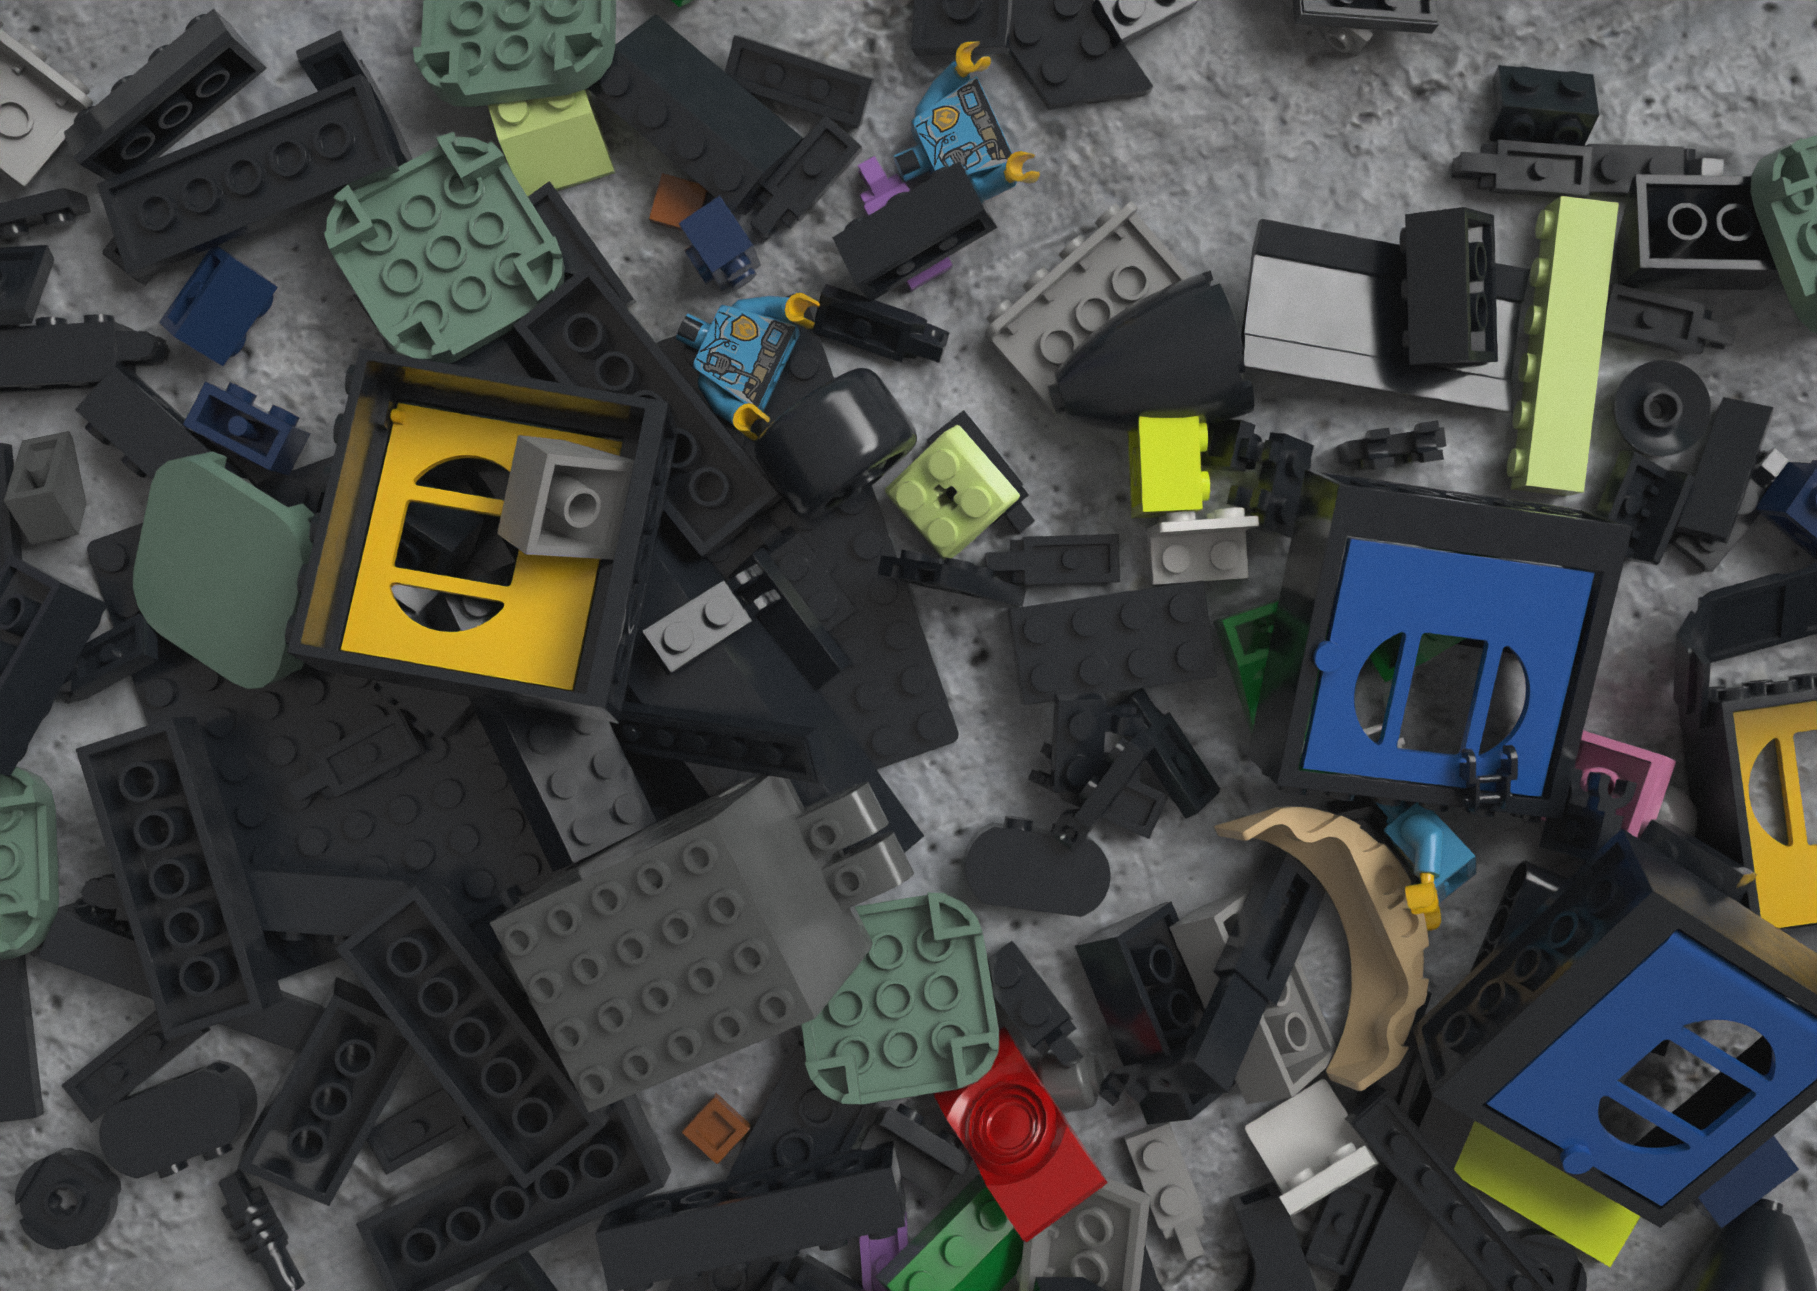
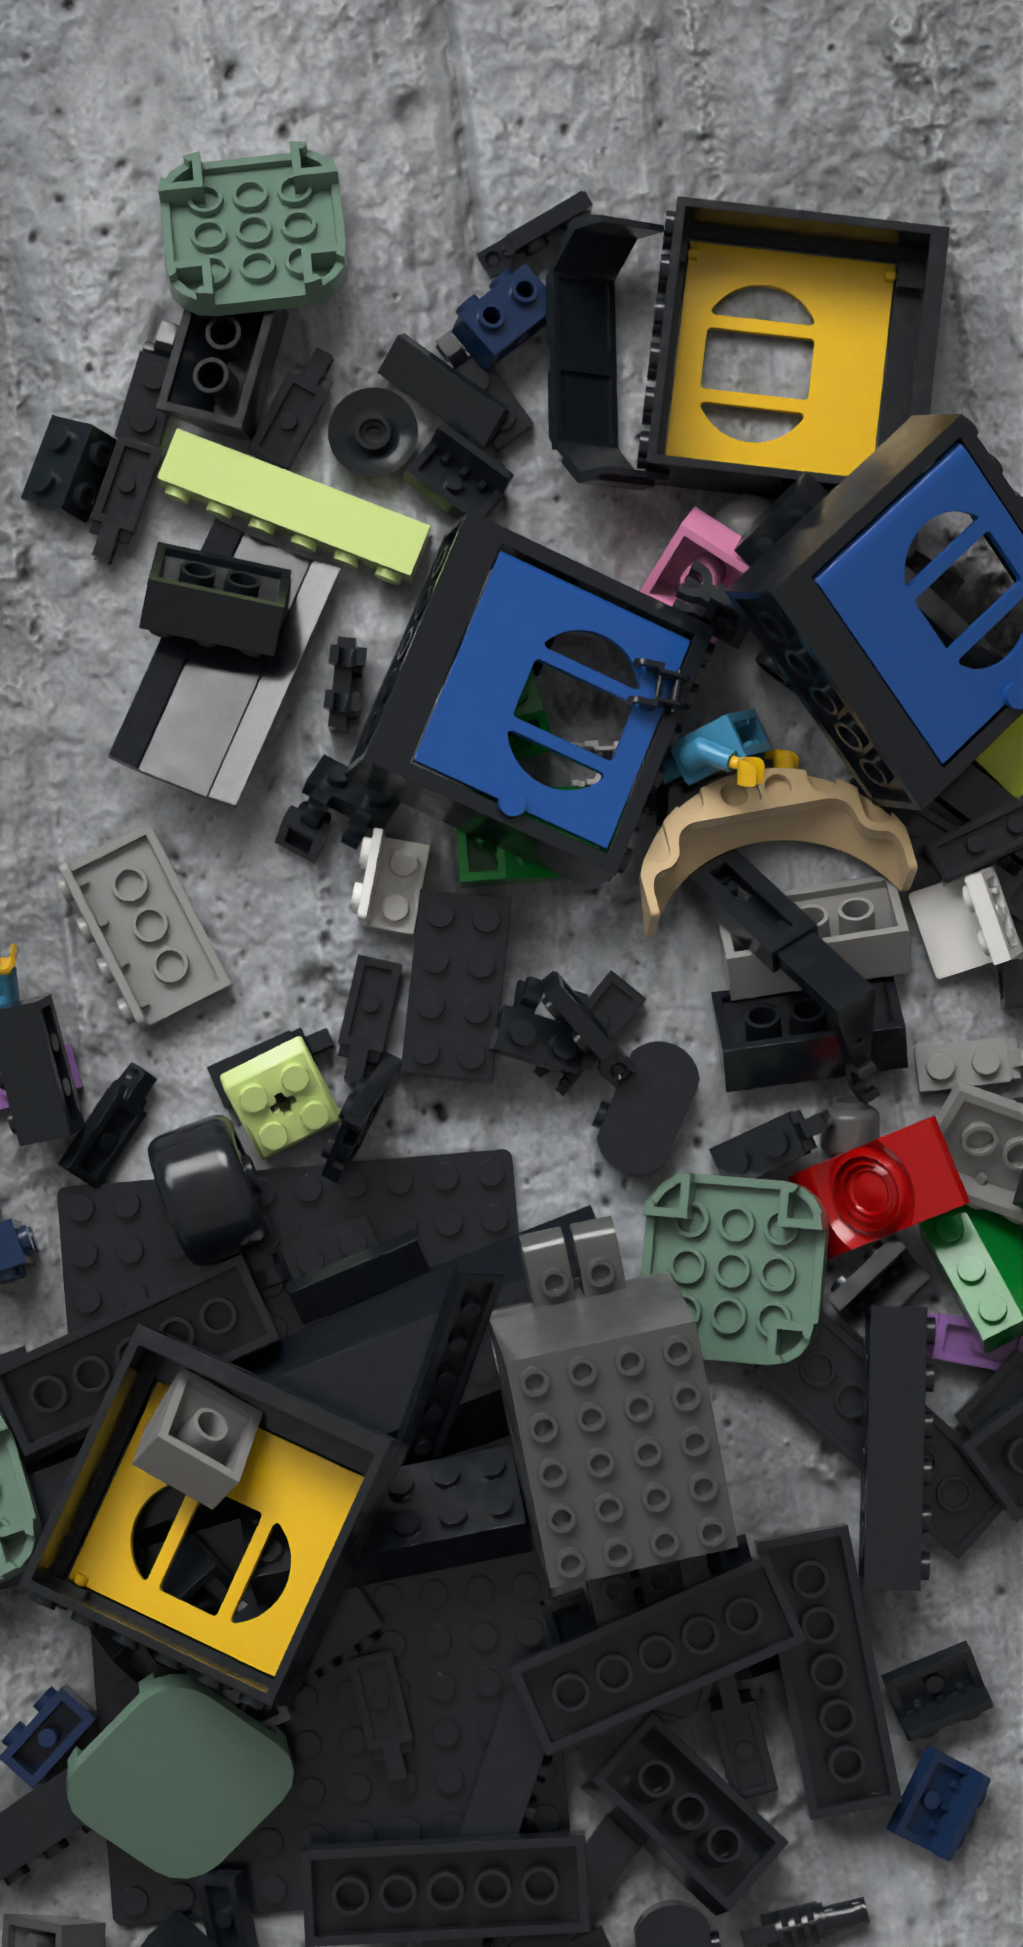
camera: 70 degrees left, 5 degrees down
(705, 622) = (340, 1350): hinge -> none
(716, 1128) = (813, 1469): dark orange plate -> none
(745, 353) = (103, 1254): torso -> none
(1159, 360) = (214, 881): black cylinder -> none
(1167, 466) = (305, 895): neon yellow brick -> none
(1174, 758) = (577, 956): black hinge -> none

